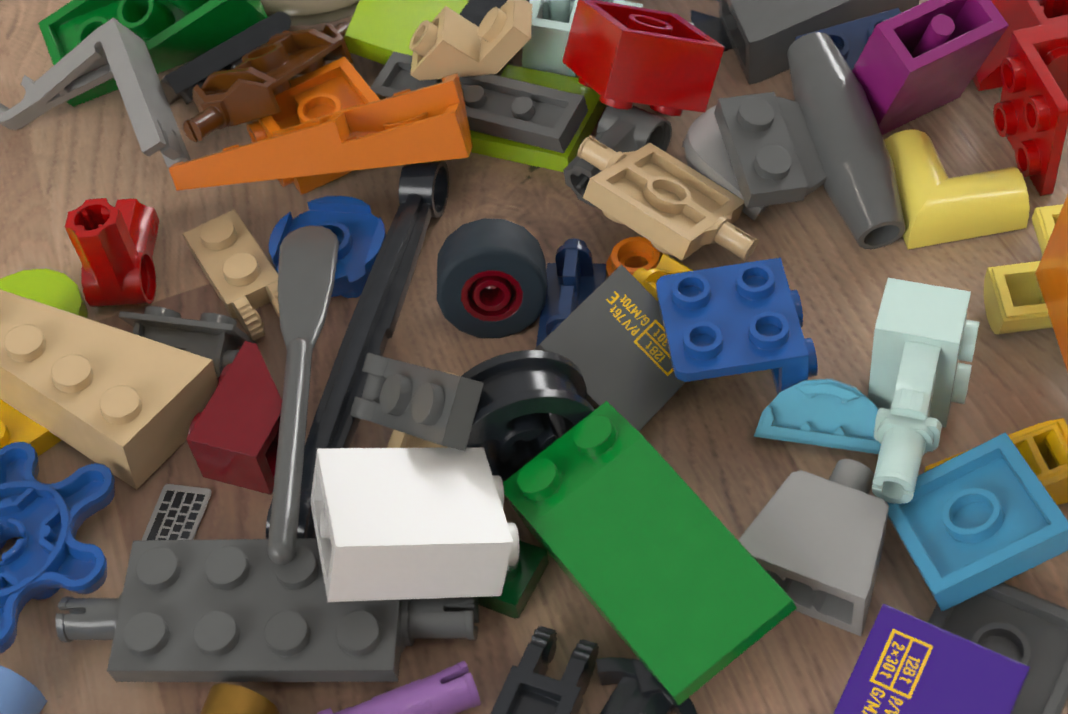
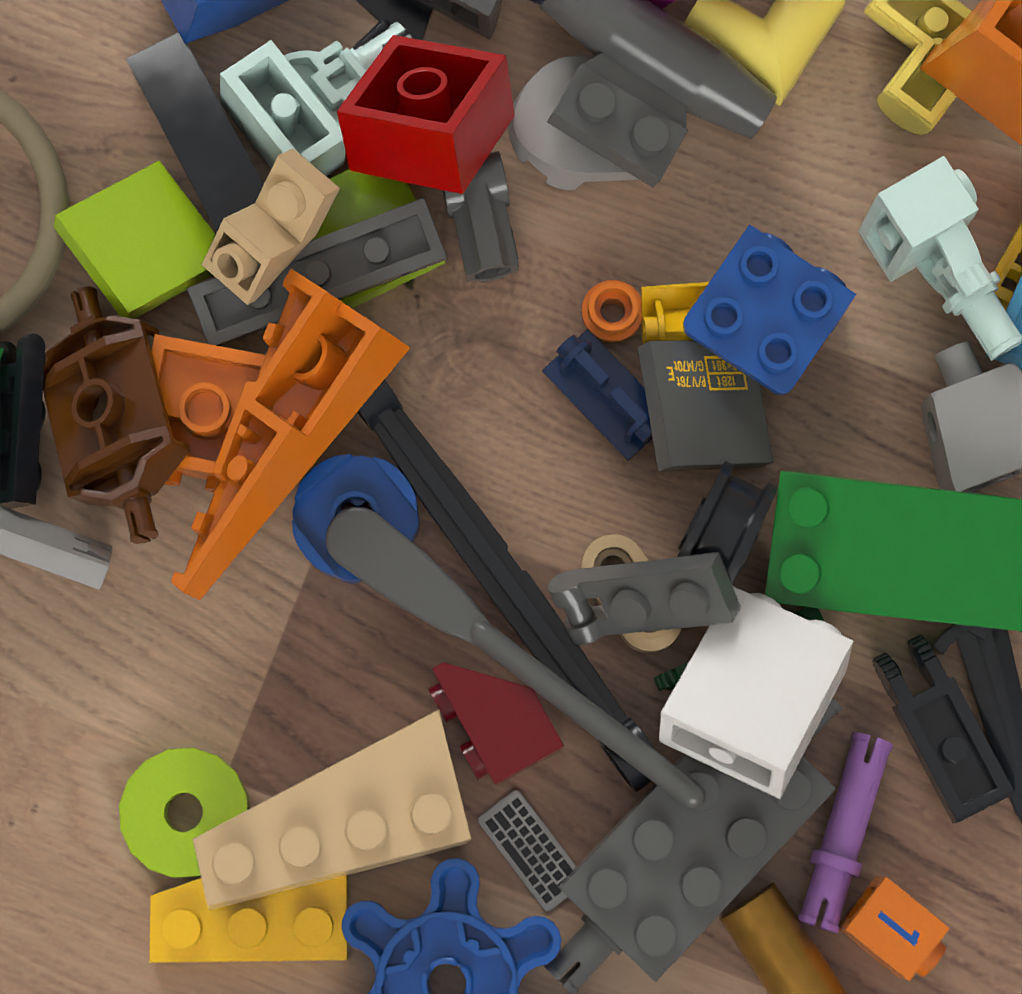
camera: 55 degrees left, 30 degrees up
(115, 251) = (212, 698): red piece -> none
(210, 337) = (331, 715): dark grey hinge -> none
(235, 269) = (301, 605): tan hinge -> none
(491, 278) = (535, 431): black wheel -> none
(664, 200) = (587, 237): tan plate -> none
(821, 415) = (882, 321): medium azure tile -> none

